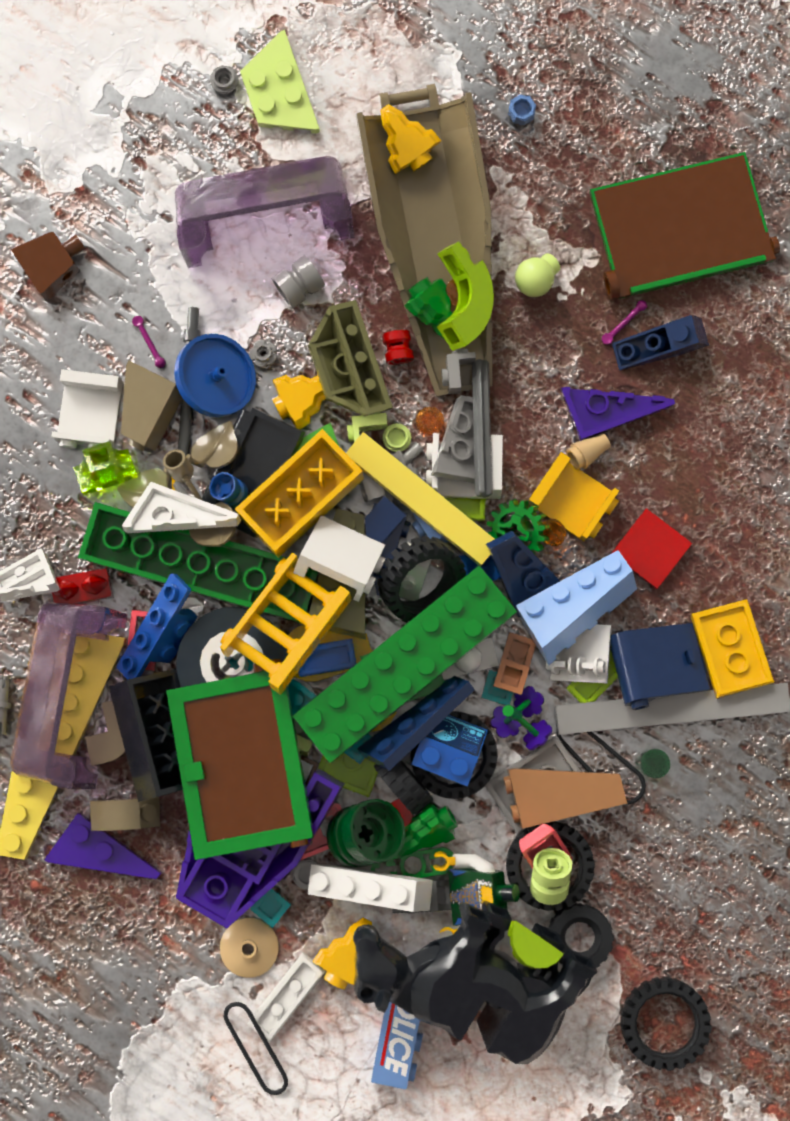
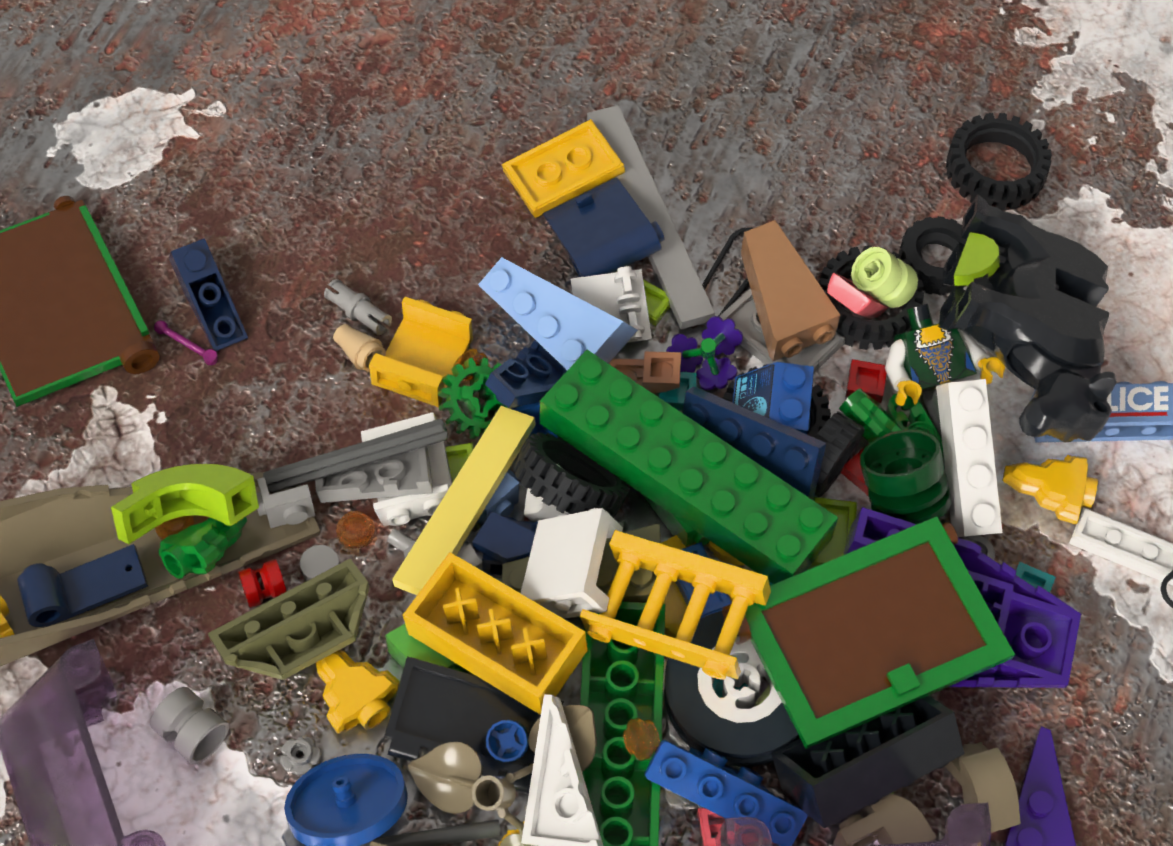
camera: 110 degrees left, 25 degrees down
(198, 576) = (641, 738): none -> clear orange plate
(257, 934) = (1097, 619): tan dish -> none
(366, 423) = (381, 610): yellowish green bracket -> none
(396, 437) = (384, 563): yellowish green plate -> none
(407, 391) = (317, 560): none -> light grey tile
(422, 220) = (57, 596): none -> dark blue door
(475, 839) = (868, 377): none -> red tile
(536, 275) = (139, 439): yellowish green piece -> none
(602, 411) = (305, 341): dark purple wing -> none
(626, 456) = (358, 307): none -> light grey pin
(652, 548) = (461, 264): red tile -> none
(655, 763) = (716, 219): clear green plate -> none

